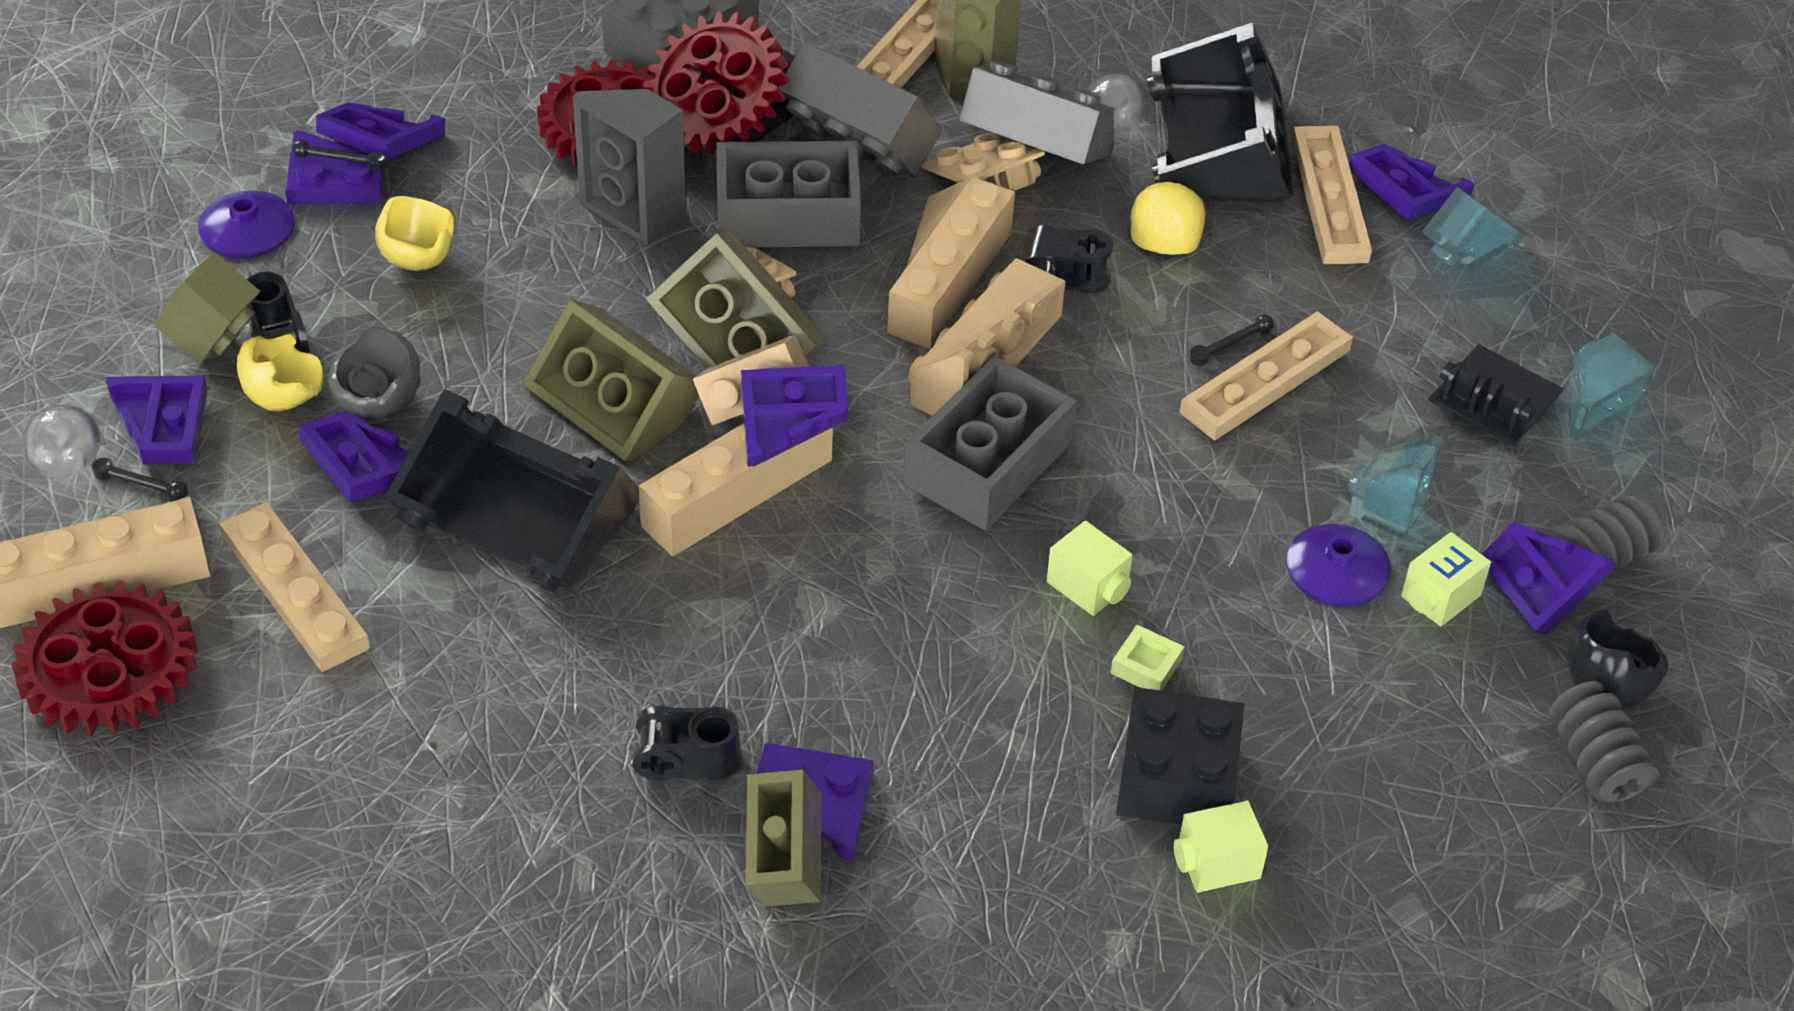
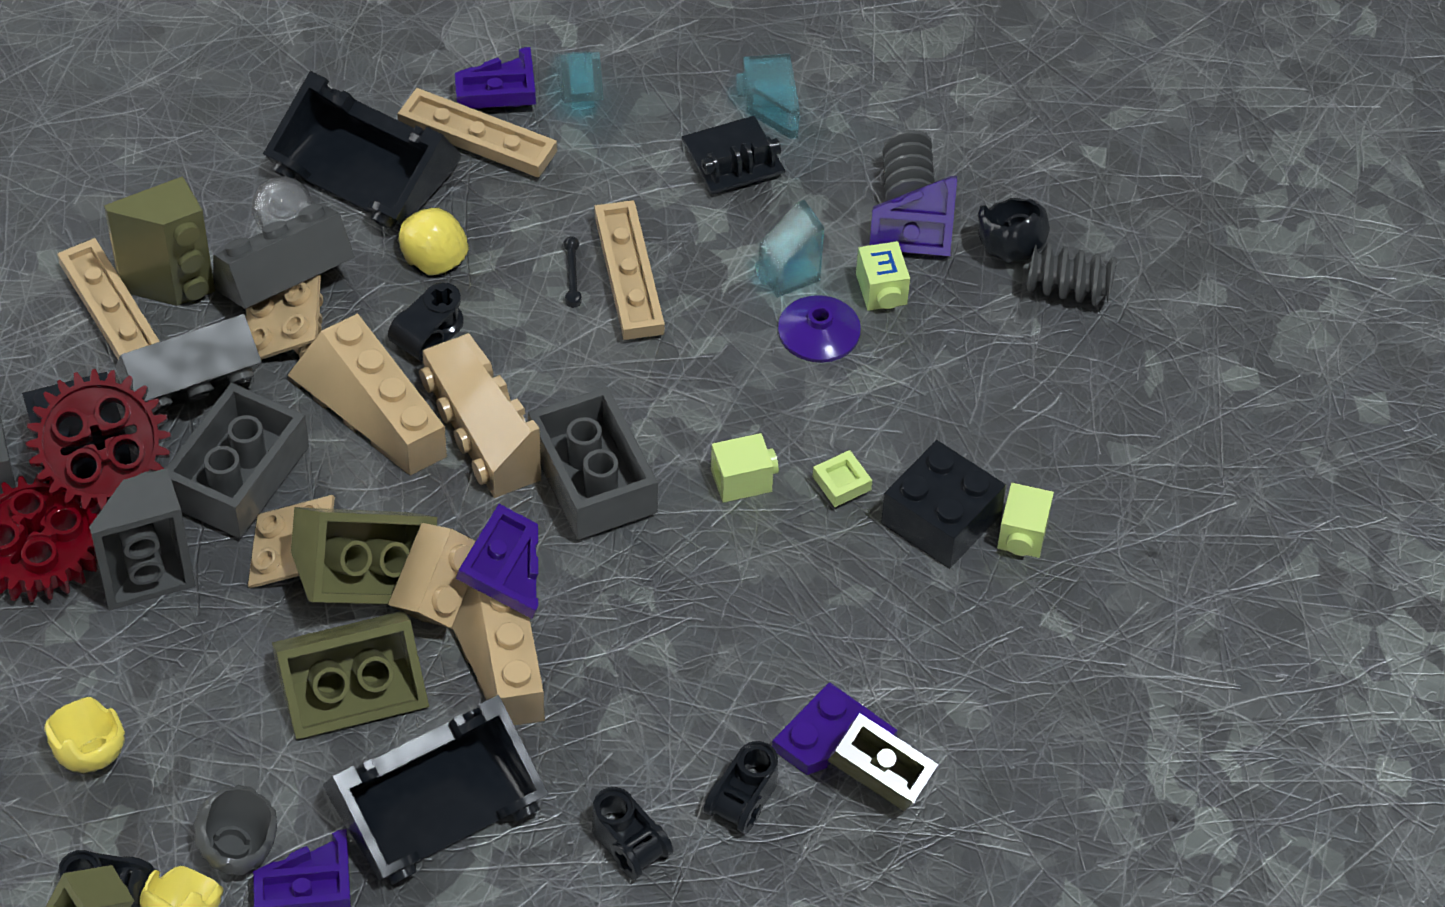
camera: 60 degrees left, 5 degrees up
(566, 667) = (632, 839): none -> black piece

